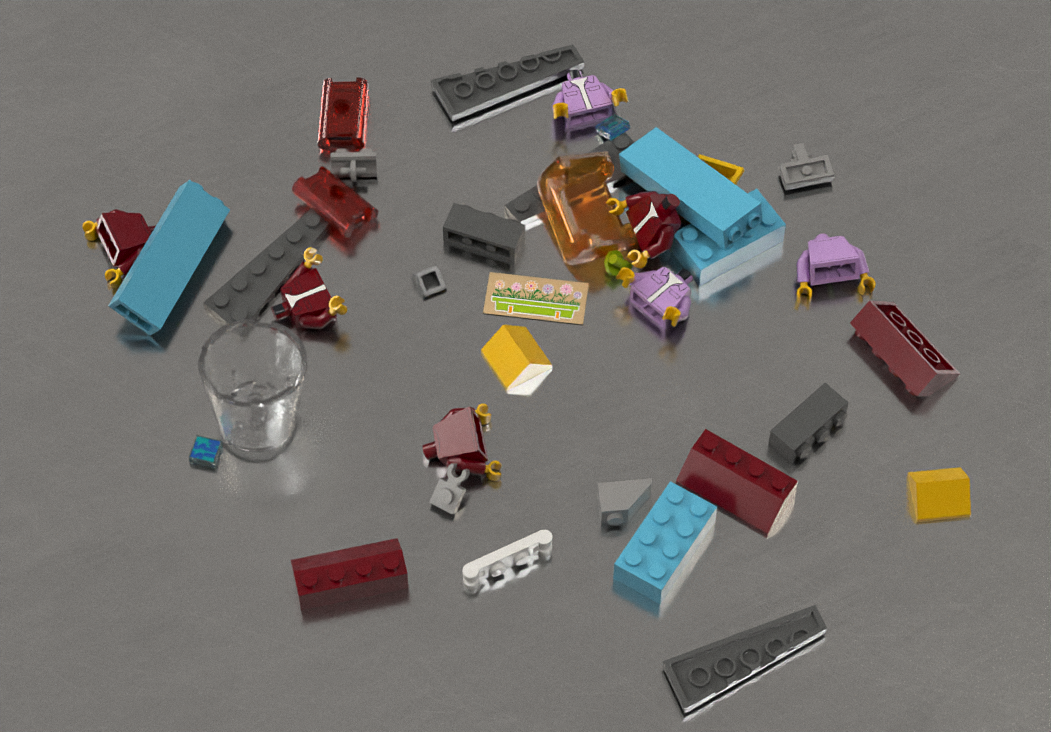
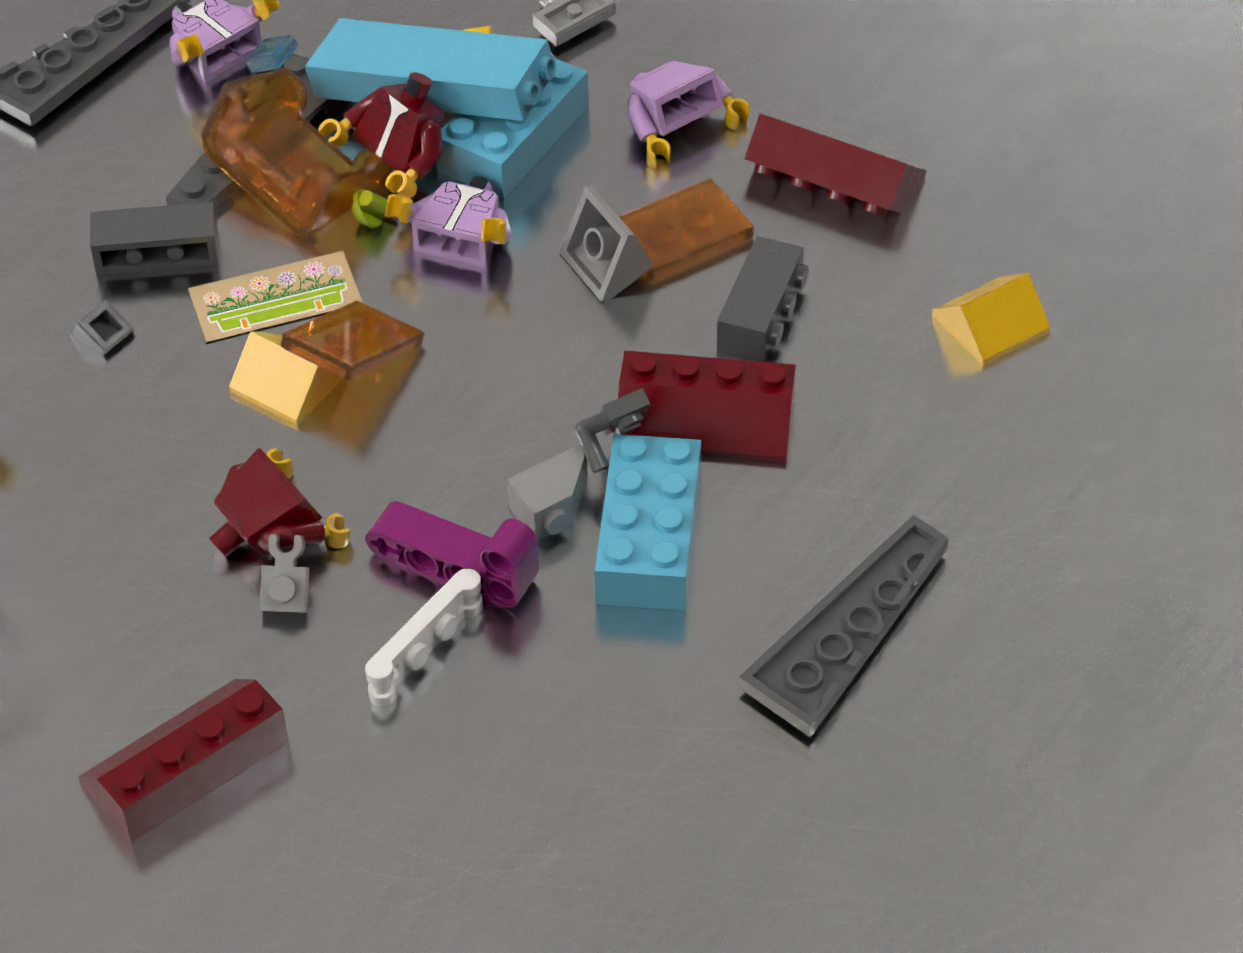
camera: 25 degrees left, 10 degrees down
(559, 352) = (352, 340): none -> clear orange tile
(569, 532) = (443, 548): none -> magenta beam
(678, 473) = (616, 416): none -> dark grey plate
(735, 350) = (603, 247): none -> light grey slope
(789, 353) = (687, 227): none -> clear orange tile

